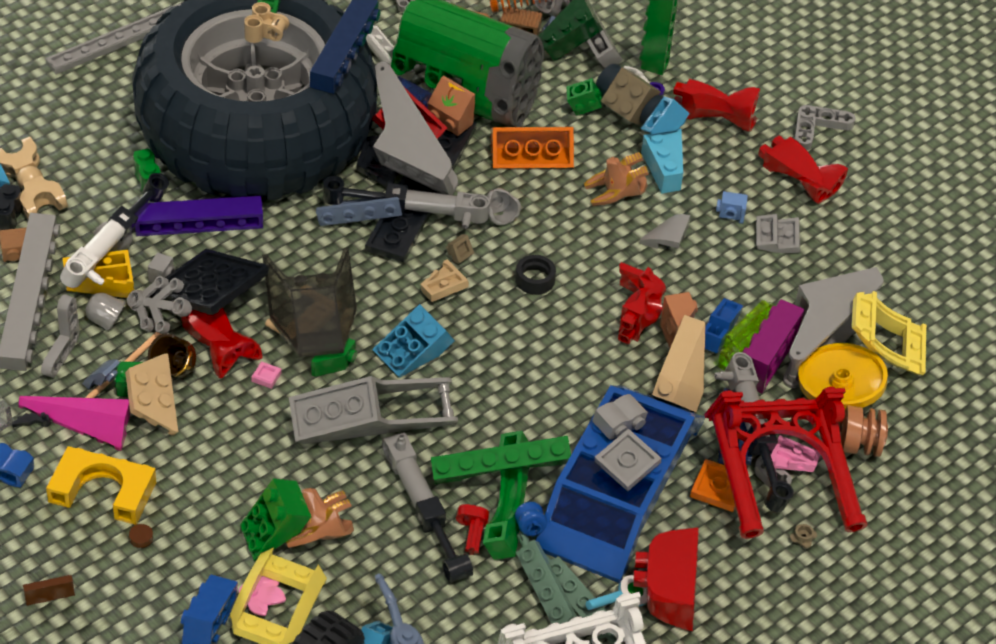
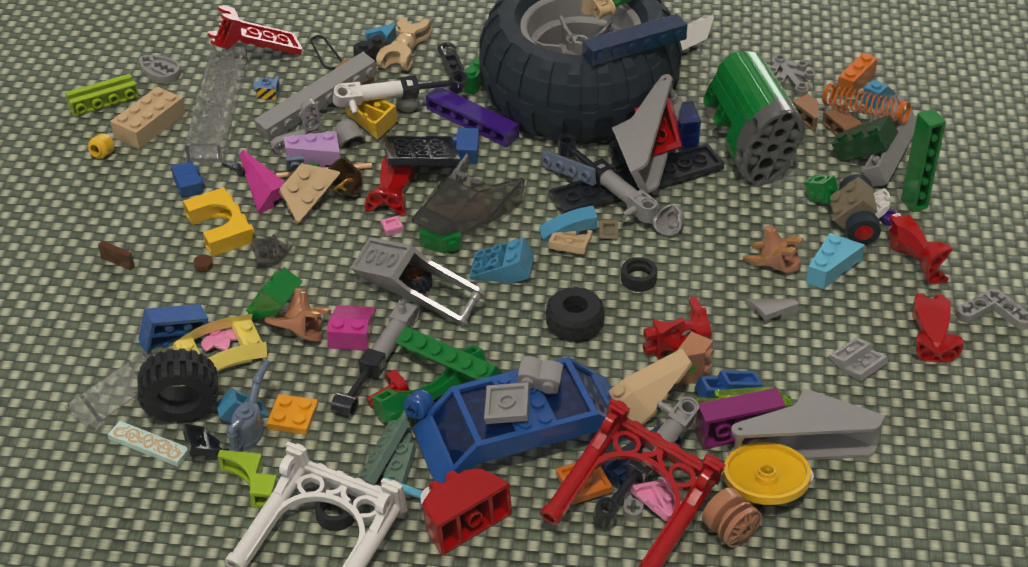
camera: 50 degrees right, 5 degrees down
(94, 346) = (316, 147): none -> lavender wedge
(102, 171) = (450, 59): none -> black plate
(138, 300) = (373, 145): light grey plant -> none
(160, 266) = (409, 128): light grey plate -> none
(187, 479) = (269, 251): none -> clear smoke slope
(234, 243) = (467, 141): none -> blue brick
(369, 492) = (350, 327): none -> dark pink slope
(424, 609) = (292, 414): none -> light orange plate
(425, 261) = (574, 220): none -> dark azure slope
(452, 105) = (708, 140): nougat slope -> none
(532, 147) = (744, 199): orange slope -> none
(538, 361) = (575, 314): none -> black tyre
(666, 117) = (857, 229): dark azure slope -> none
(732, 206) = (844, 319): medium blue brick -> none
(806, 531) = (604, 551): dark tan plate -> none
(870, 310) = (860, 492): light yellow wedge -> none

